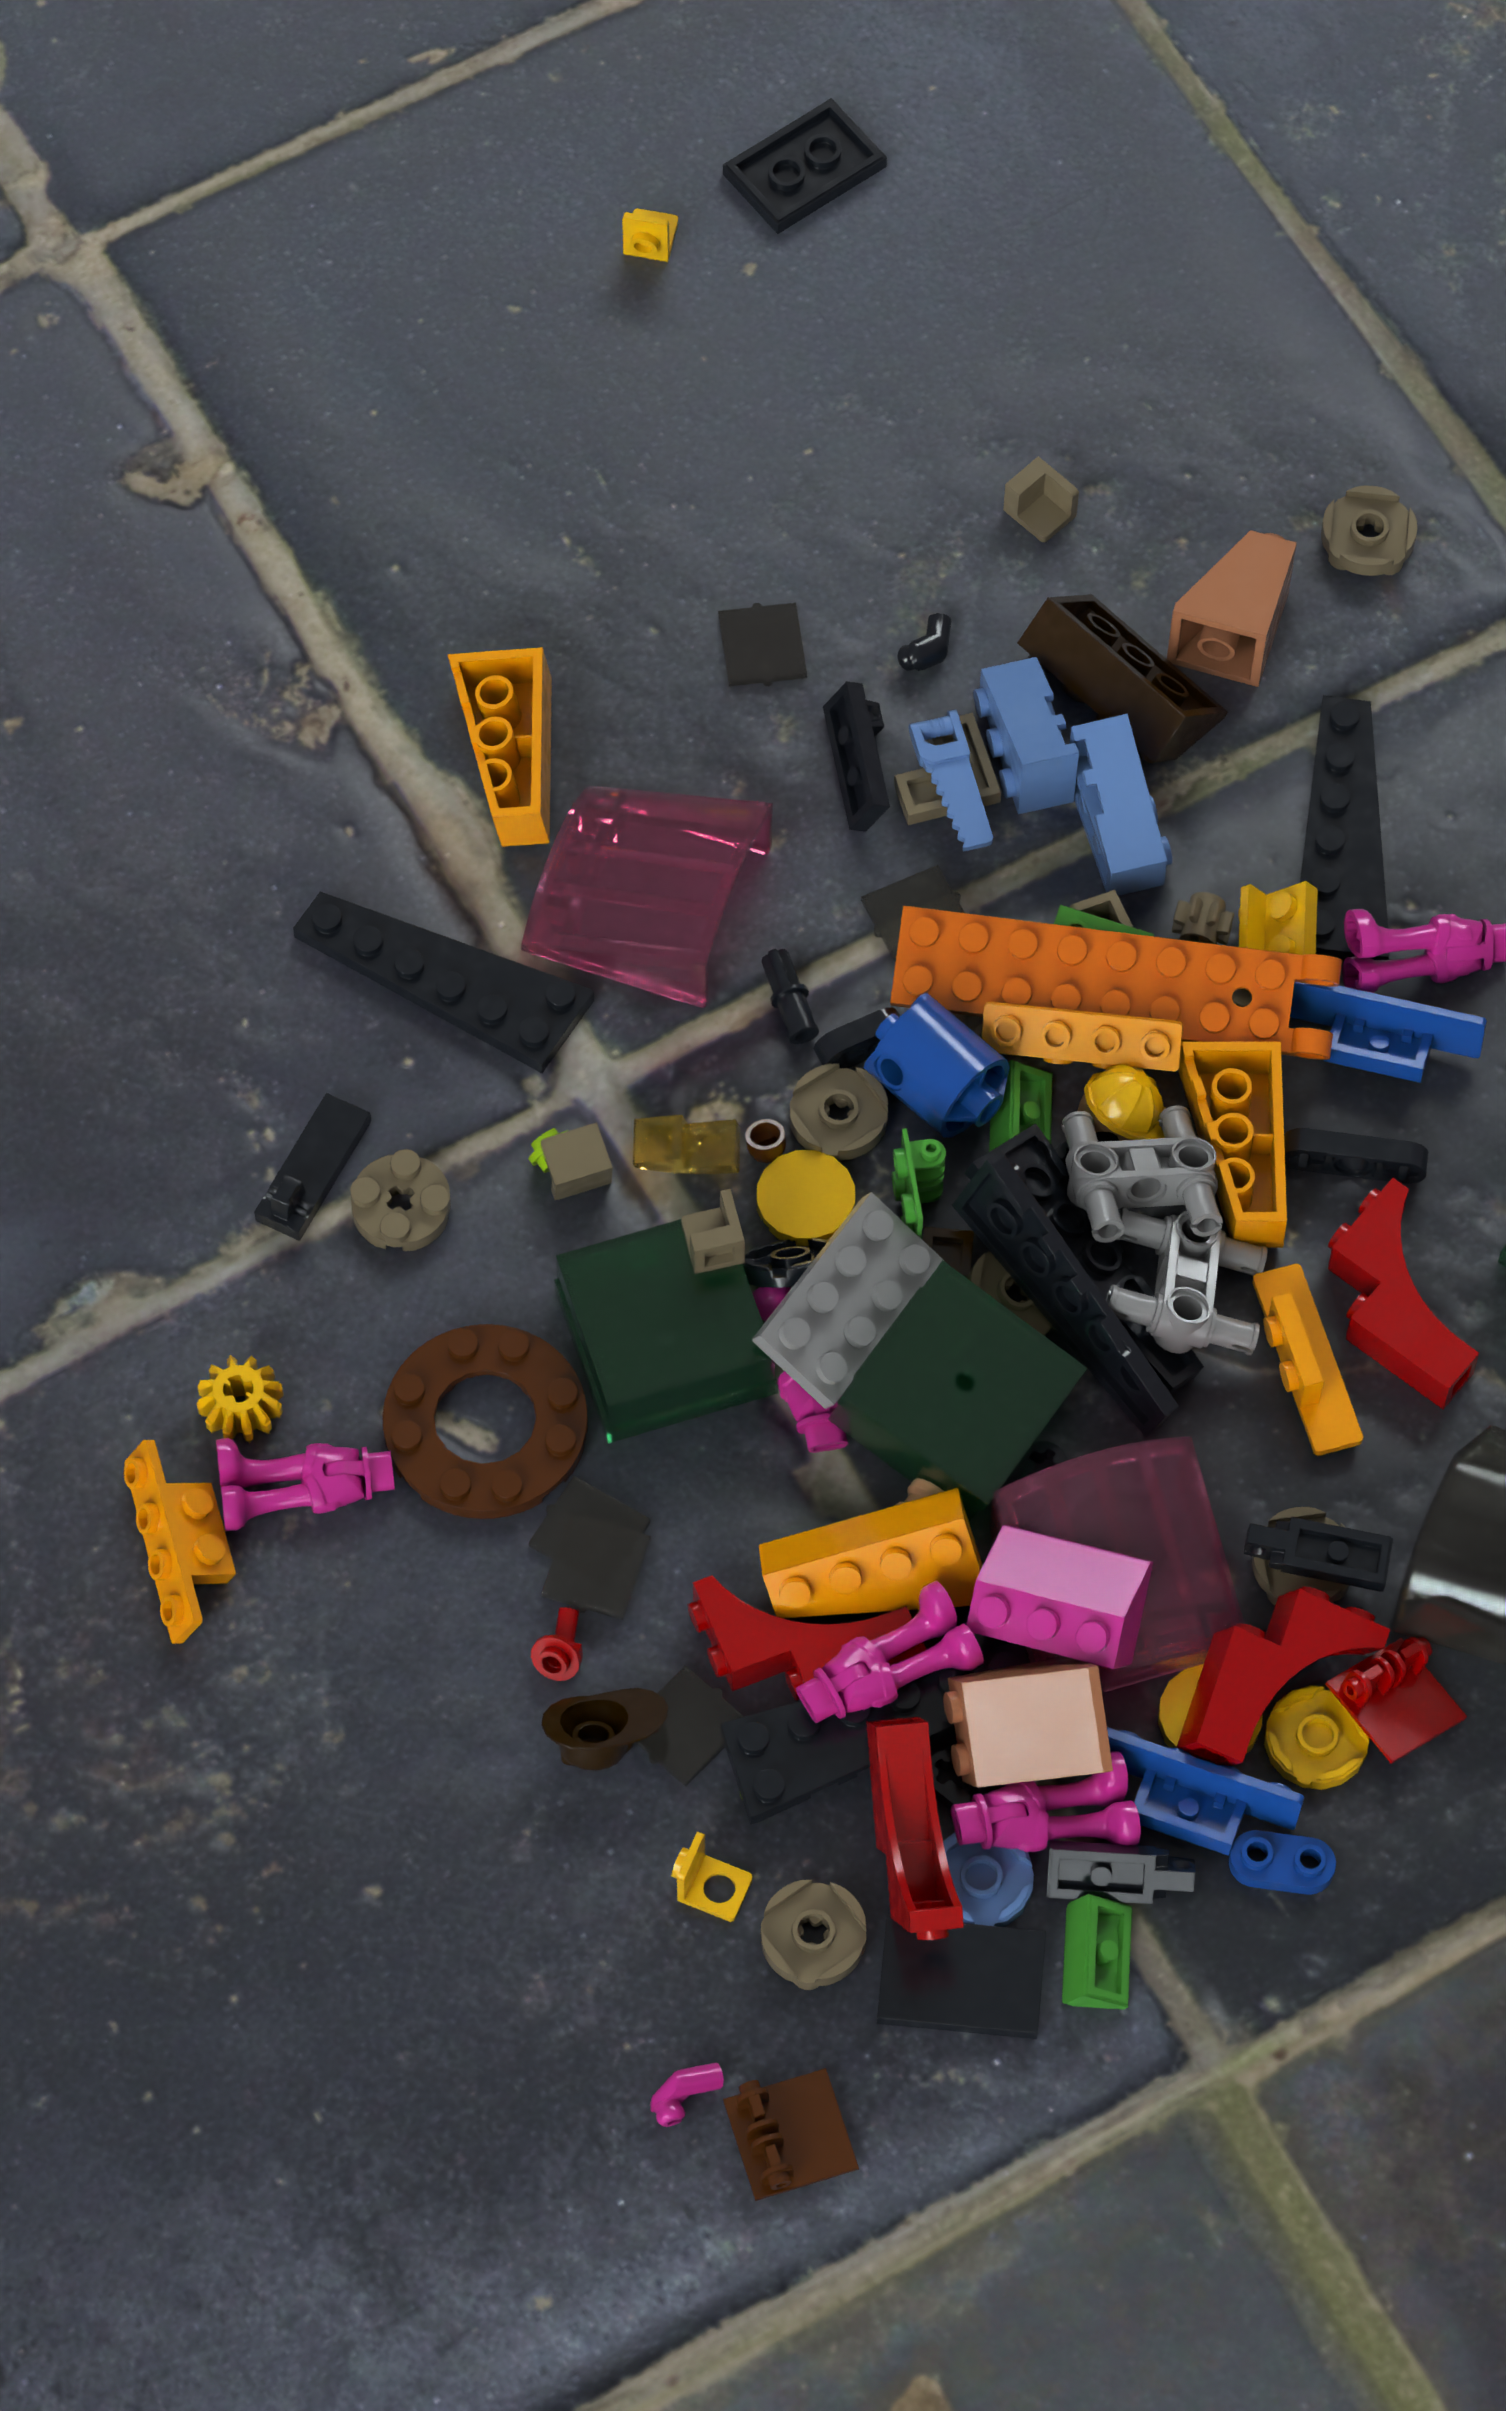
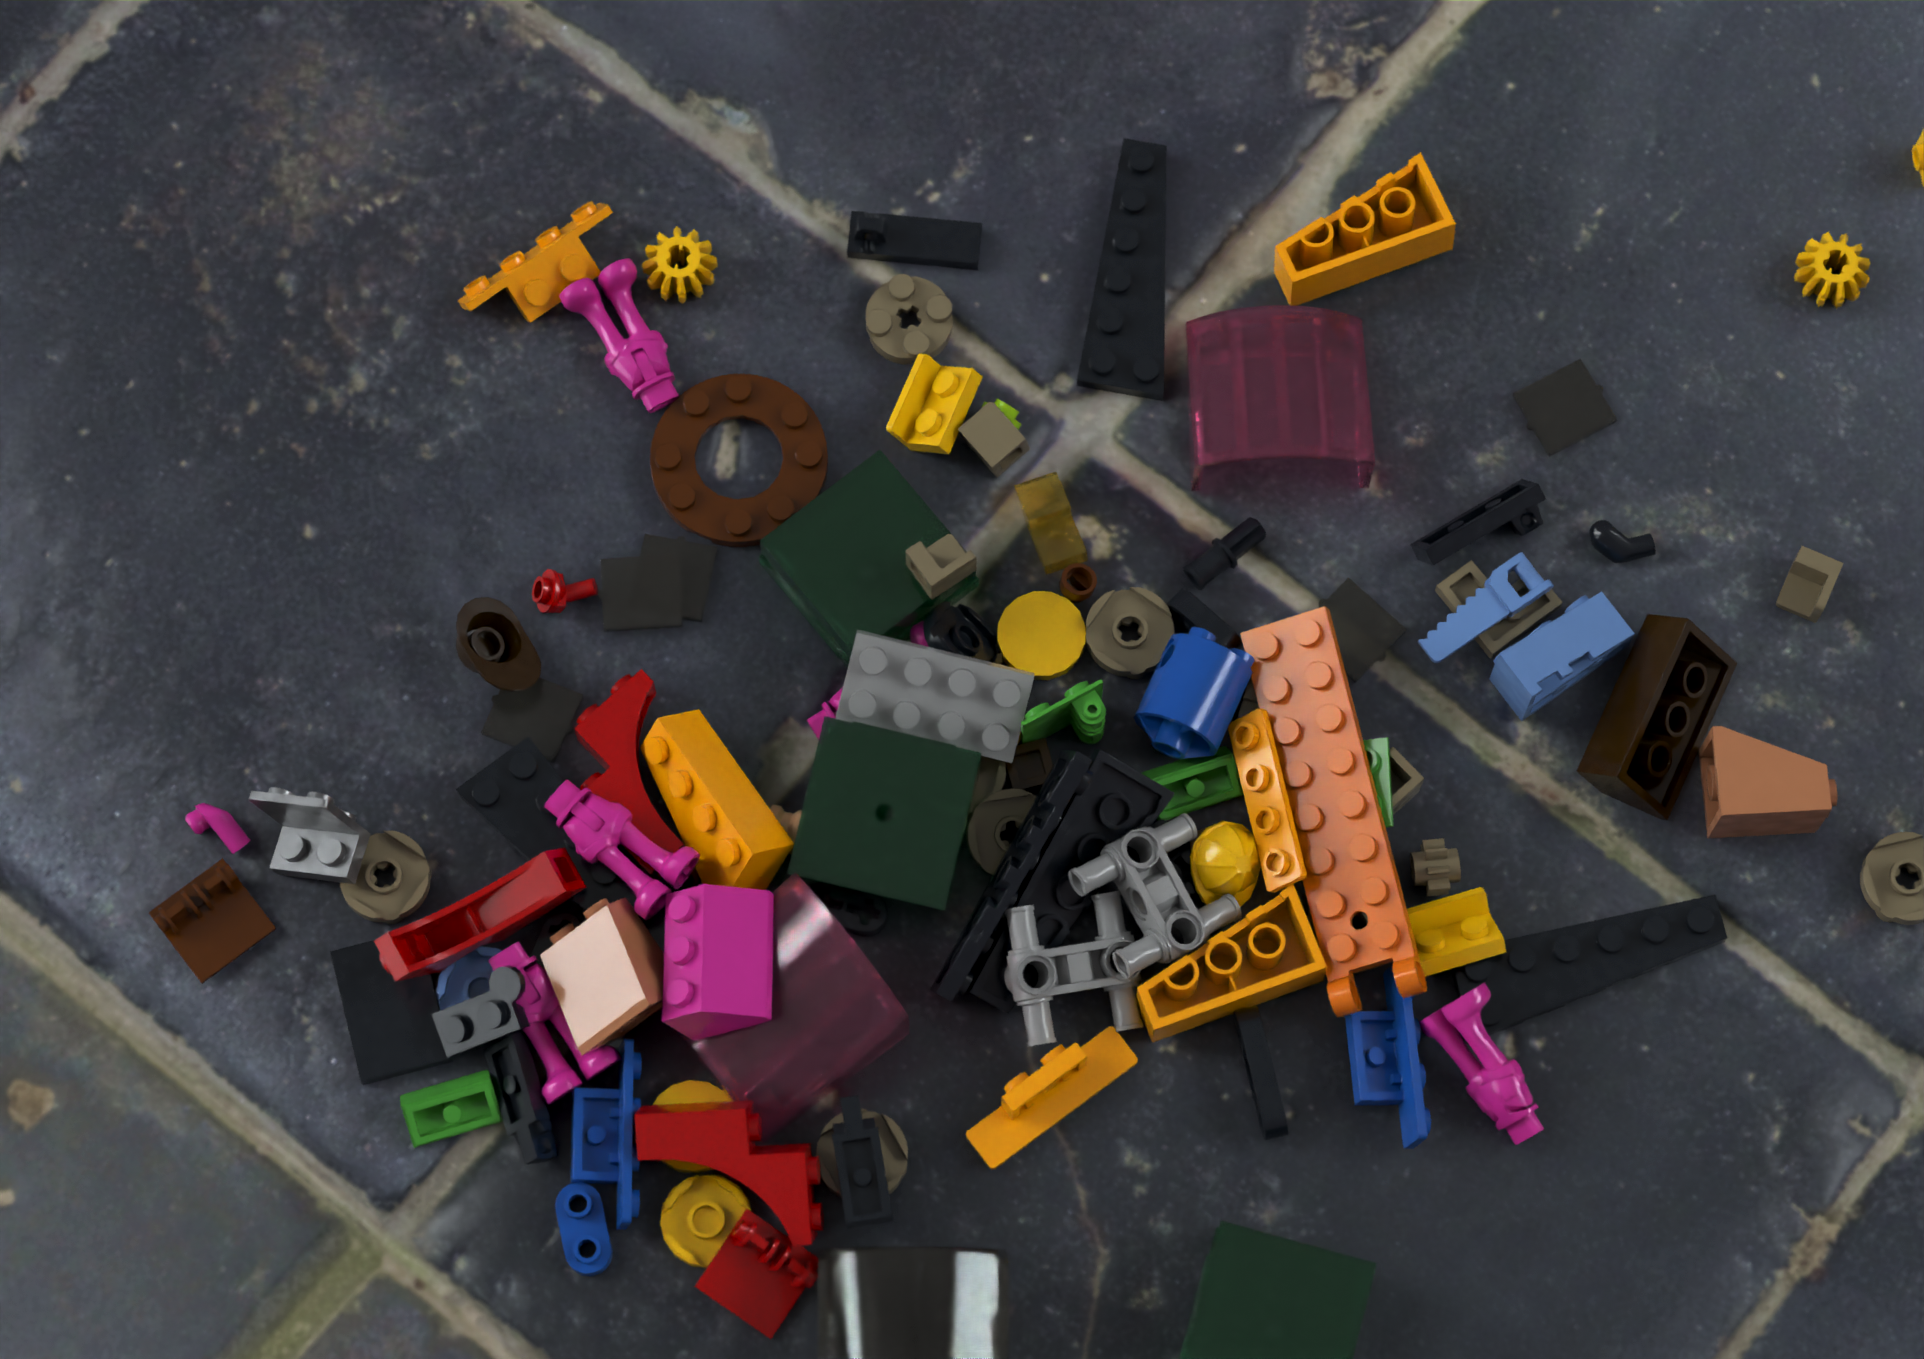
camera: 70 degrees right, 10 degrees up
(515, 1204) = (933, 405): none -> yellow bracket
(695, 1868) = (398, 764): yellow bracket -> none
(725, 361) = (1823, 282): none -> yellow gear
(748, 1982) = (314, 837): none -> flat silver bracket
(1021, 1868) = (484, 1016): none -> black hinge
(1118, 808) = (1515, 756): medium blue wedge -> none
(1389, 1315) = (1115, 1154): red arch -> none

